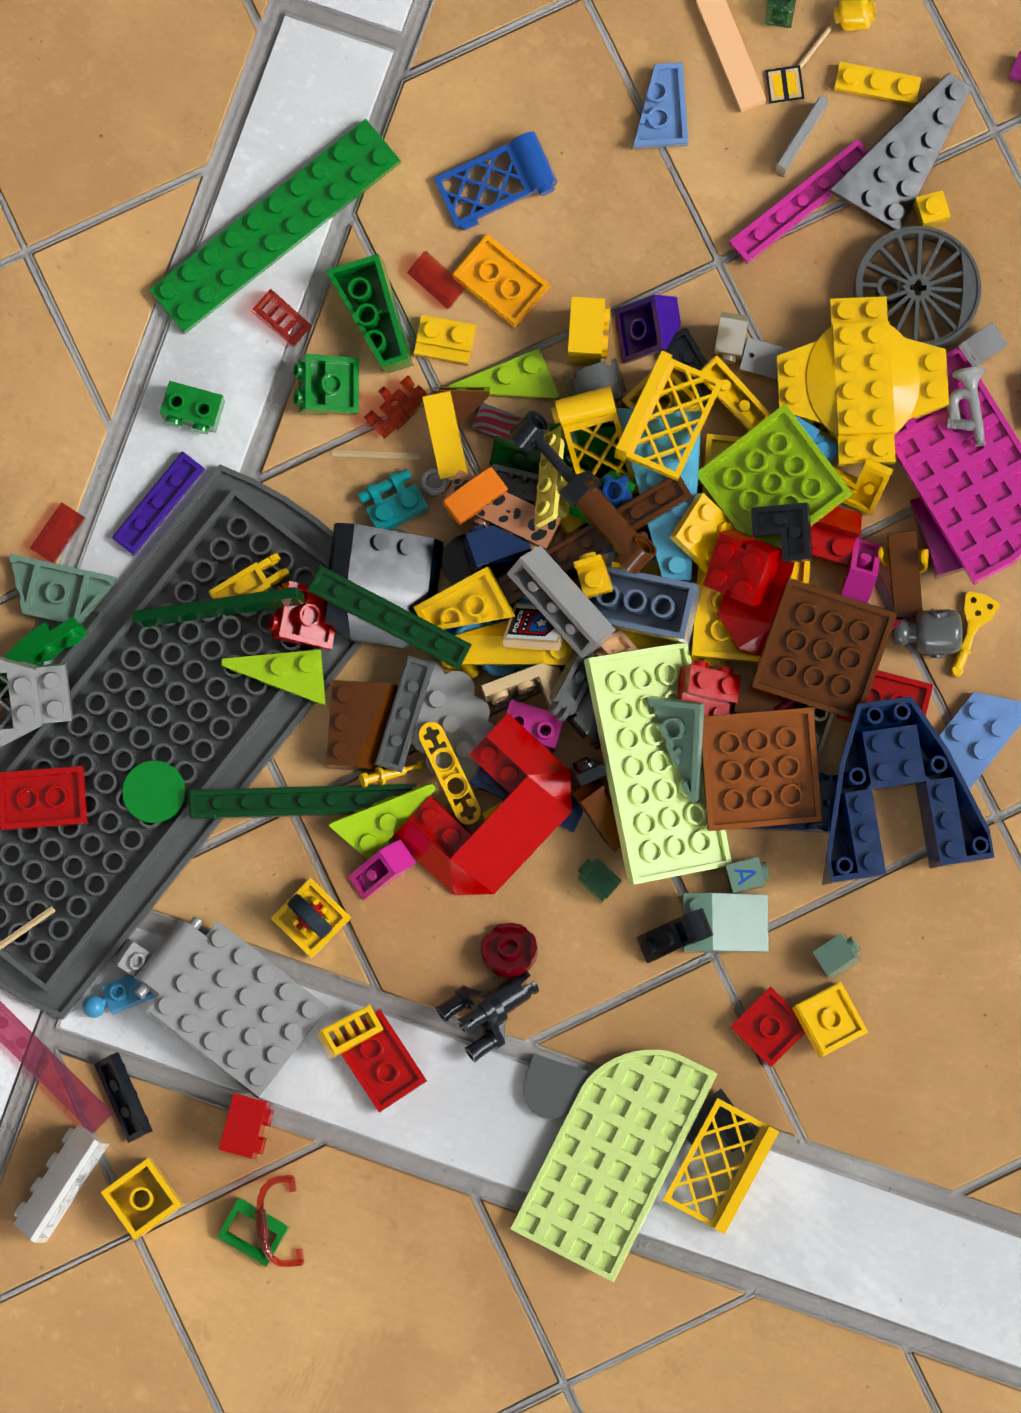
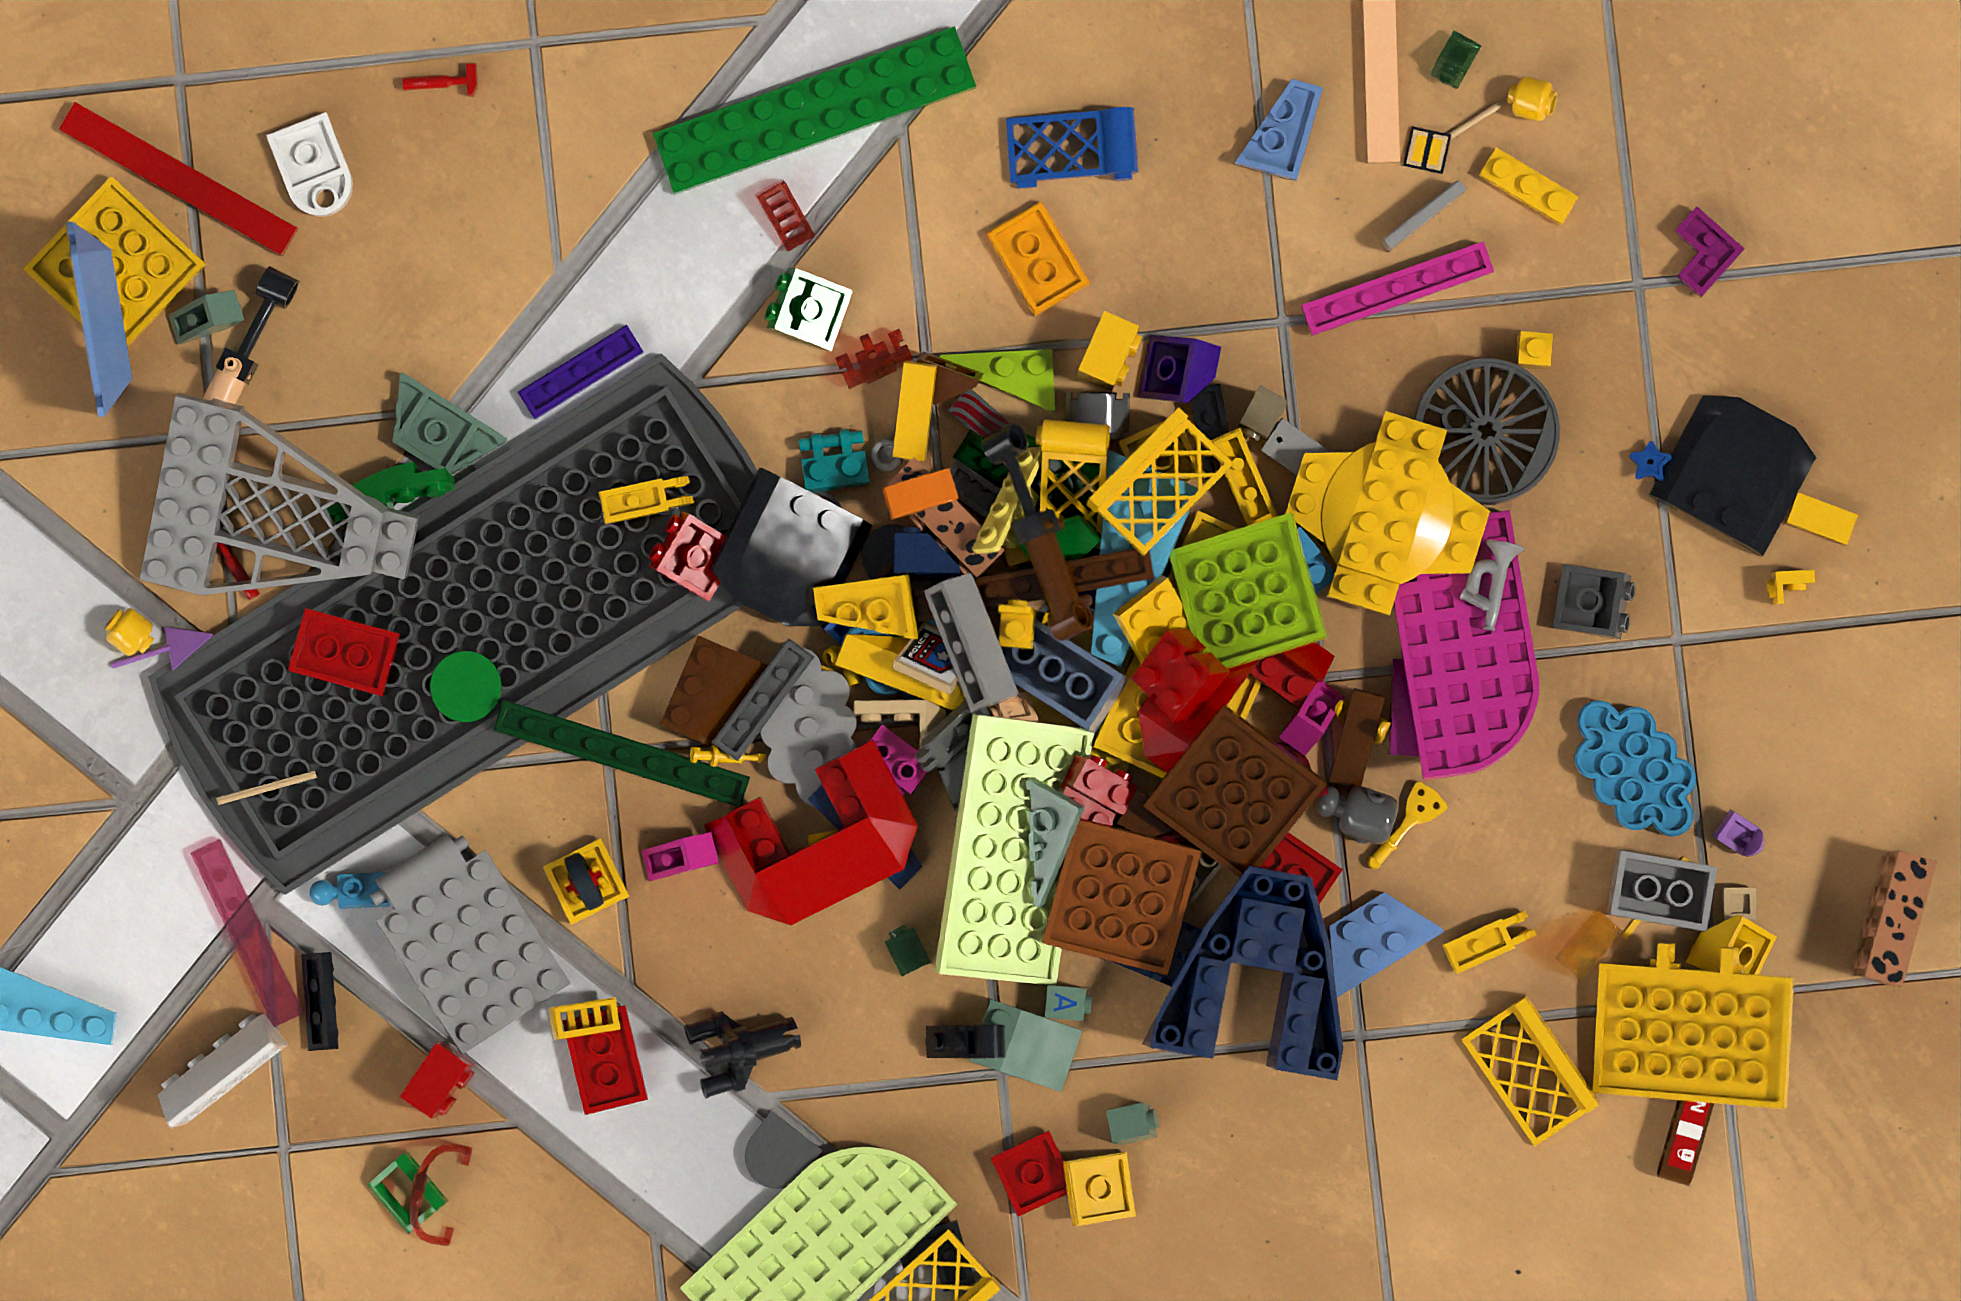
camera: 20 degrees right, 5 degrees up
(57, 533) = (461, 366): clear red tile -> none
(131, 957) = (380, 856): light grey bracket -> none
(142, 1198) = (302, 1117): yellow brick -> none
(192, 407) = (653, 280): green brick -> none
(218, 607) = (602, 515): dark green tile -> none
(292, 671) = (658, 610): lime wing -> none
(372, 305) = (887, 241): green wedge -> none
(372, 454) = (833, 401): tan piece -> none
(373, 826) = (688, 807): lime wing -> none
(389, 617) = (782, 591): dark green tile -> none
(437, 280) = (968, 234): clear red tile -> none
(444, 340) = (953, 303): yellow plate -> none
(450, 772) = (788, 779): yellow beam -> none
(509, 950) = (785, 992): dark red tile -> none
(587, 770) = (934, 832): black plate -> none
(599, 809) = (933, 875): reddish brown window -> none
(619, 484) = (1081, 547): blue plate -> none
(790, 522) = (1249, 650): black plate -> none
(868, 487) = (1347, 632): yellow plate -> none
(897, 165) = (1518, 284): wing -> none
(983, 345) = (1533, 518): light grey bracket -> none

